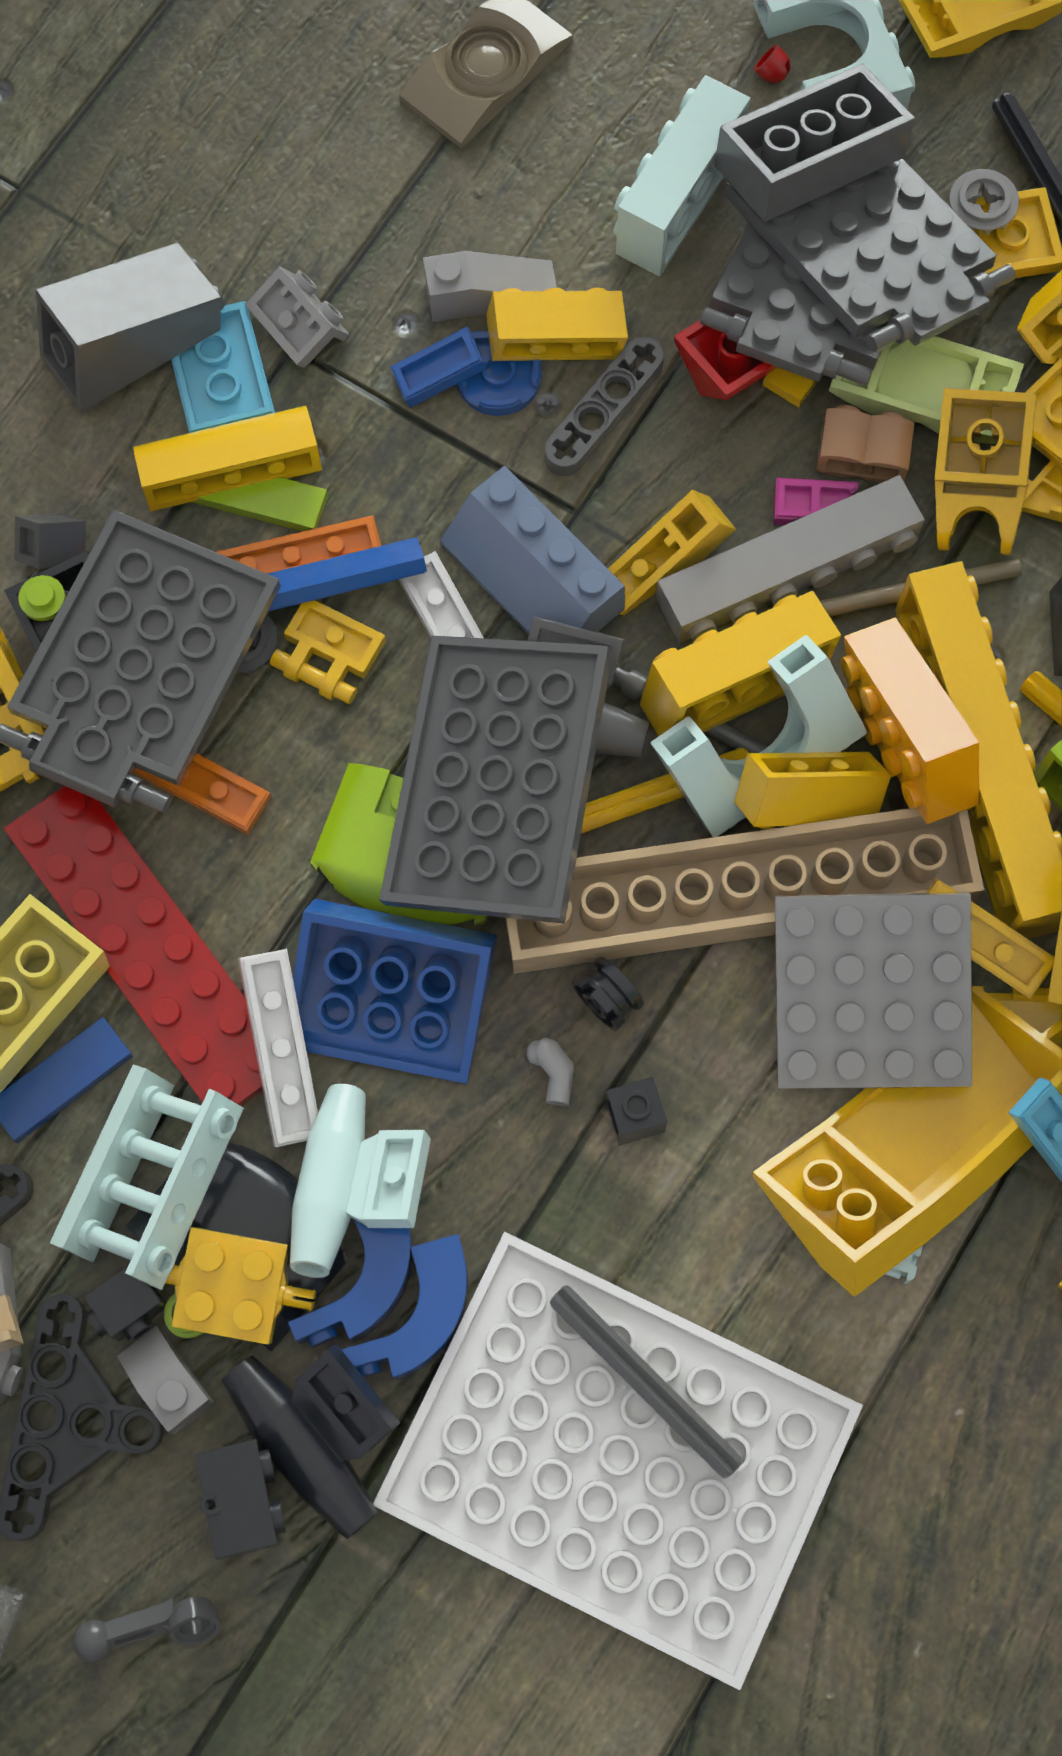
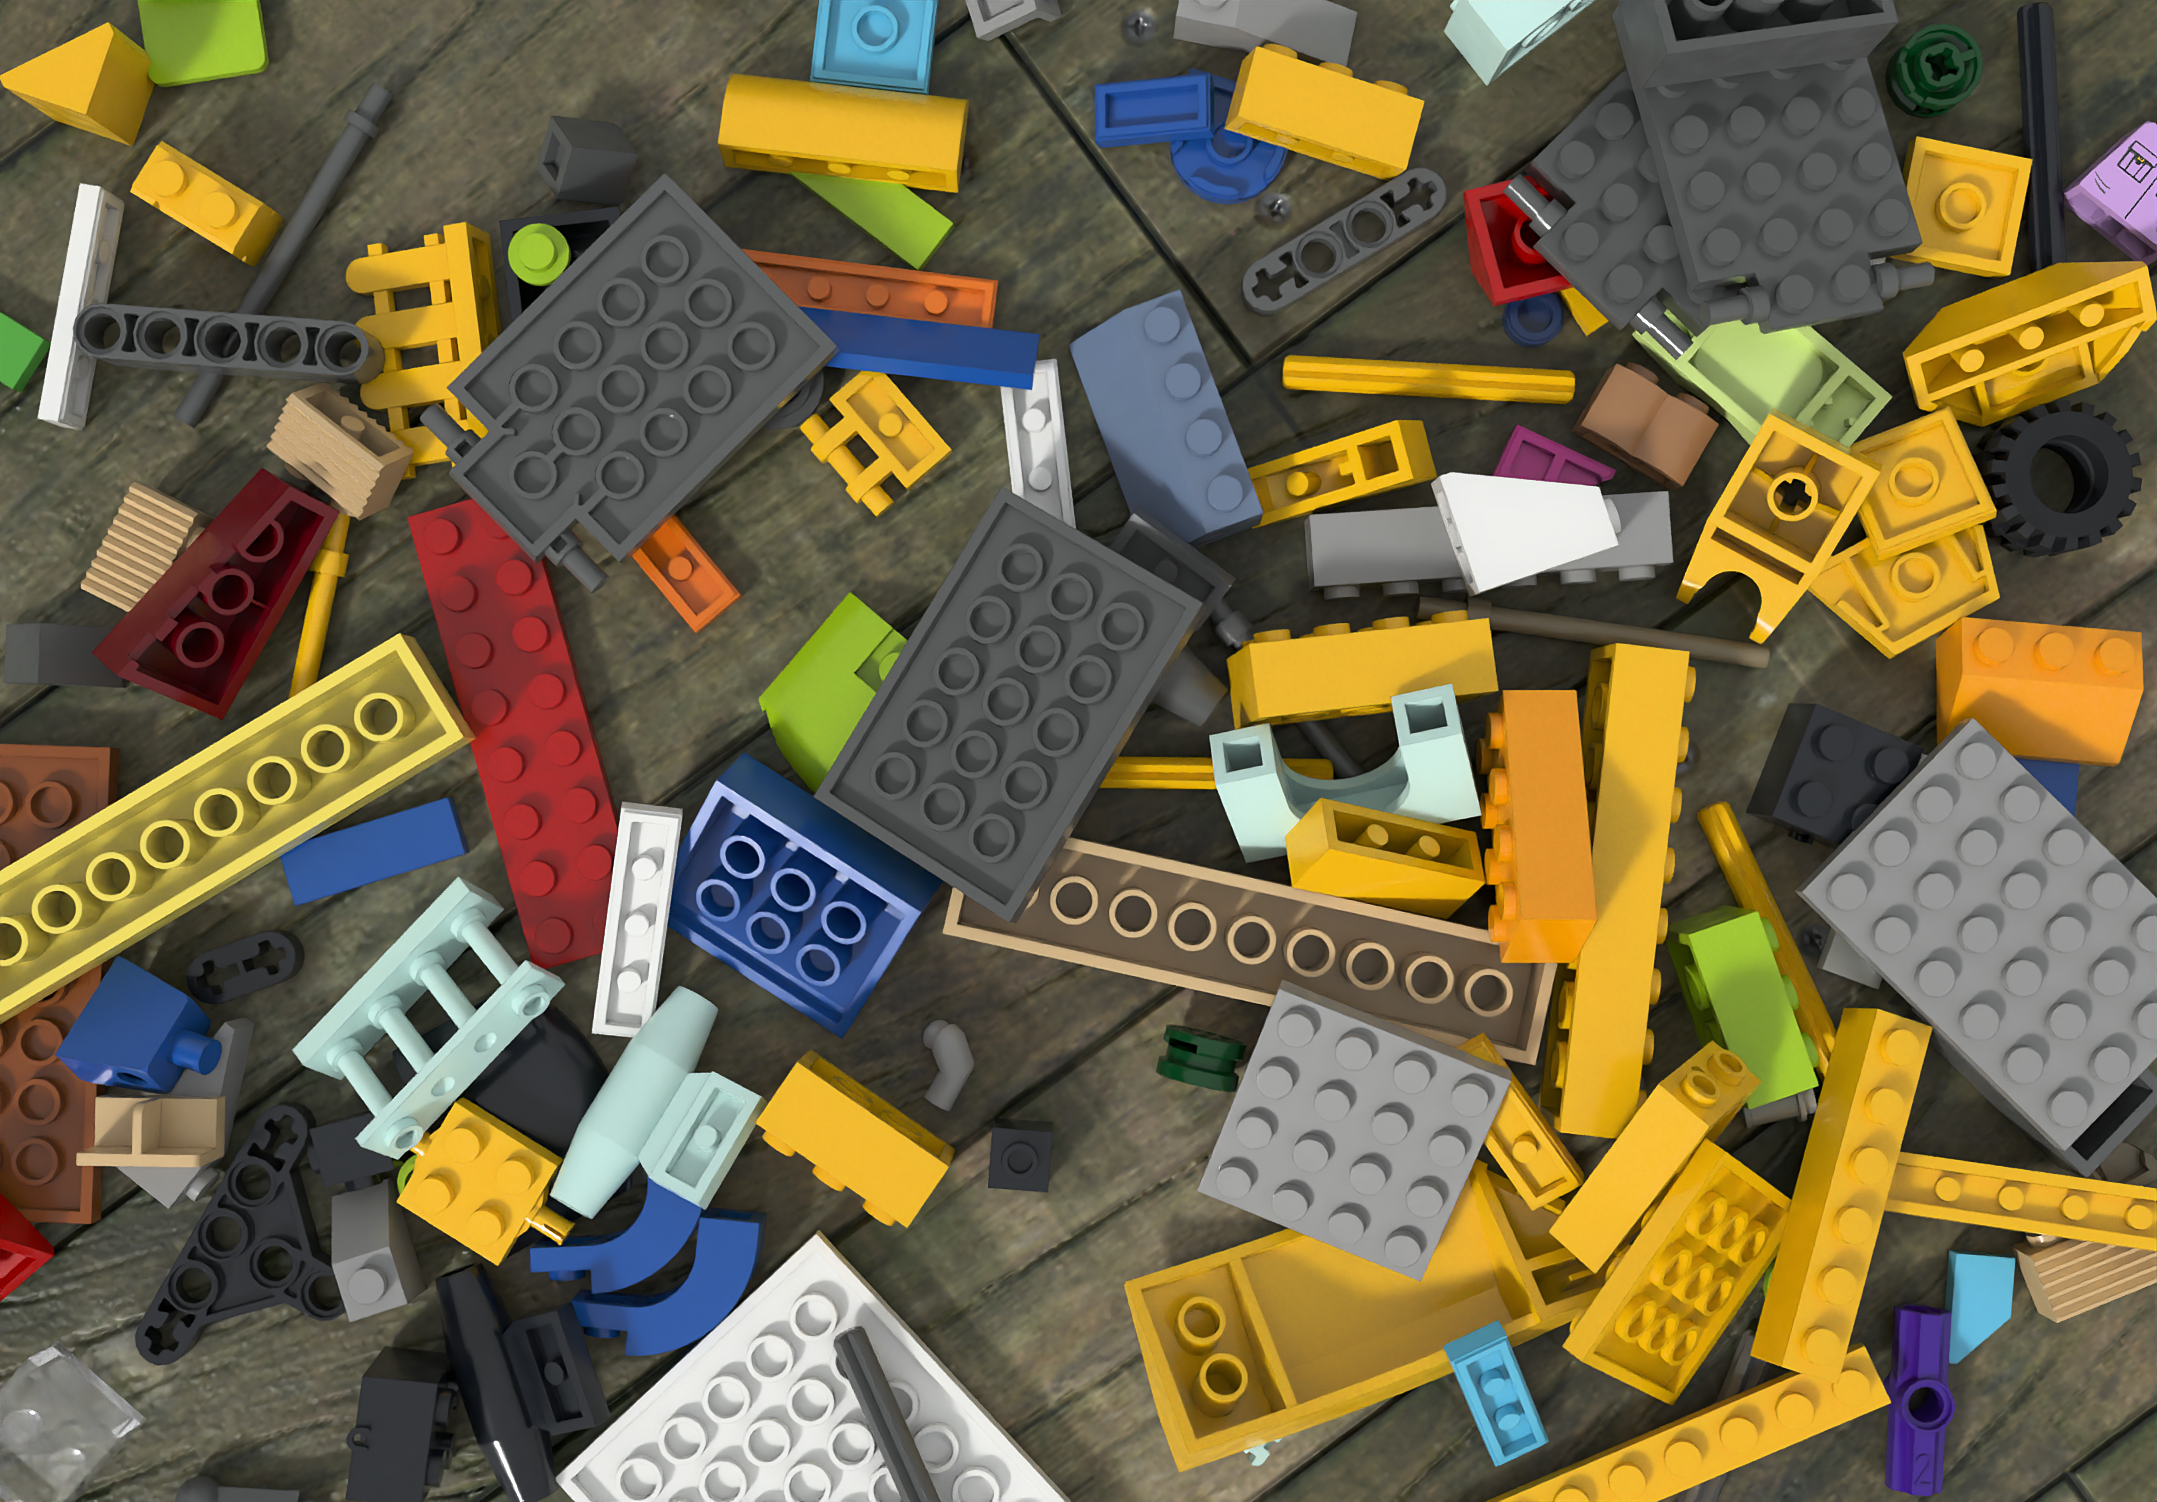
camera: 20 degrees right, 15 degrees up
(506, 1140) = (855, 1139): none -> yellow brick
(607, 993) = (1043, 1004): black wheel -> none
(701, 472) = (1428, 379): none -> yellow axle
(739, 987) = (1201, 1058): none -> dark green wheel
(756, 407) = (1533, 320): none -> dark blue tile
(807, 528) = (1521, 526): none -> white slope
(945, 147) = (1934, 70): none -> dark green wheel
(995, 189) = (1965, 141): light grey gear -> none

